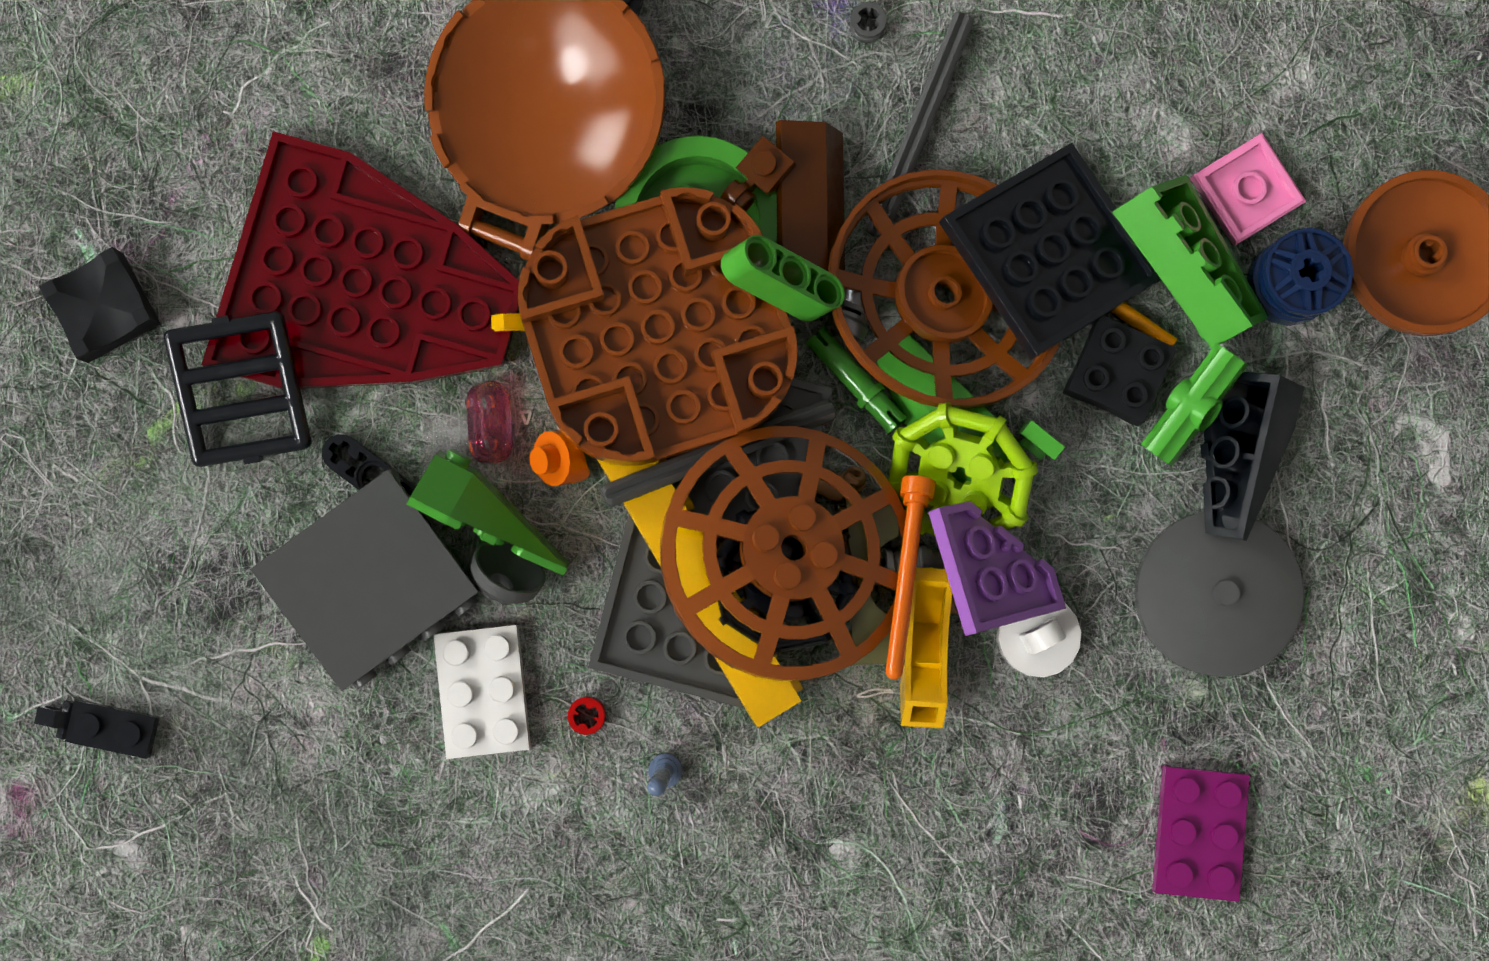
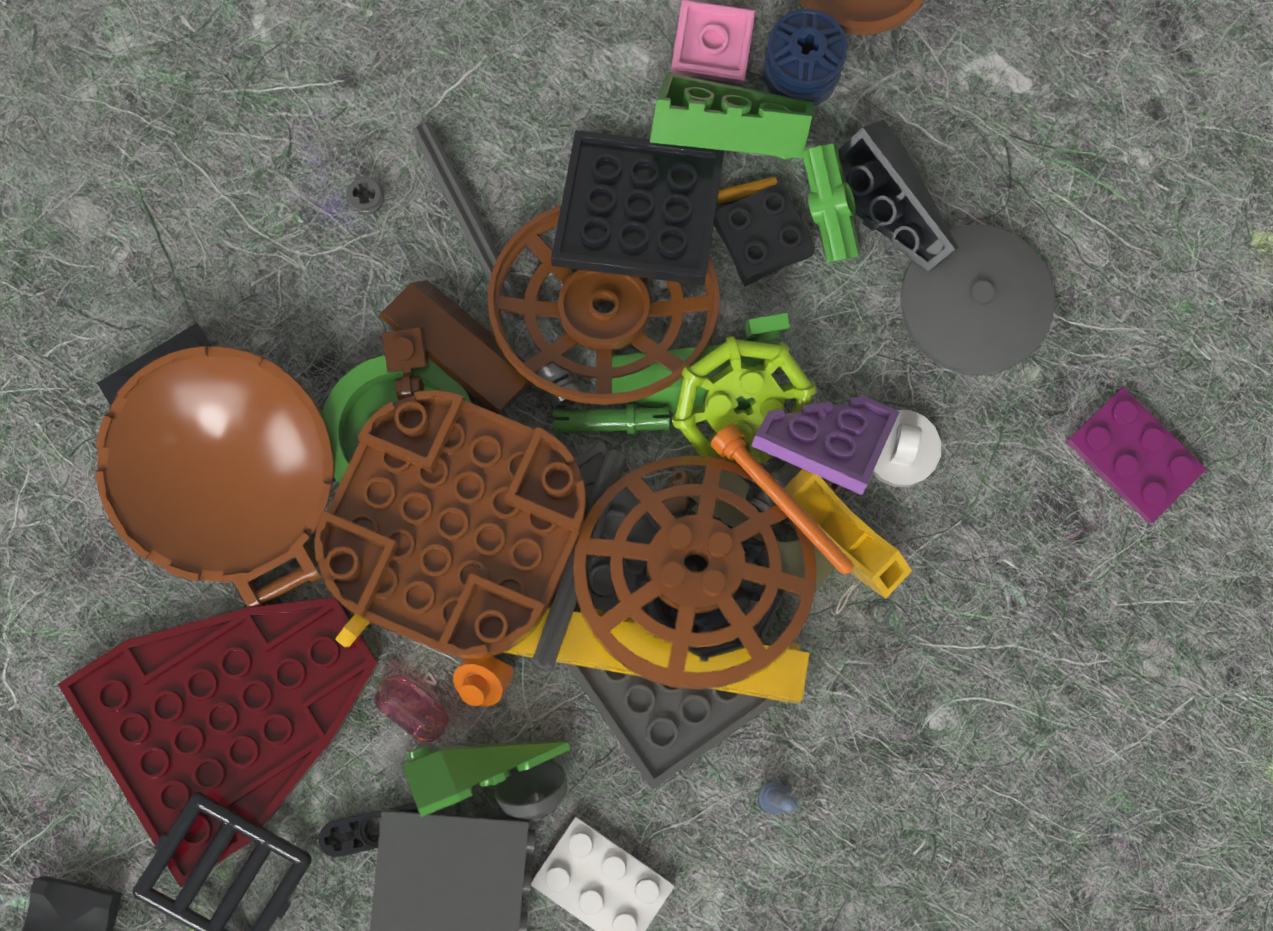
camera: 50 degrees left, 5 degrees down
(584, 728) = (692, 831): red bush -> none
(782, 278) = (496, 405): bright green beam -> none

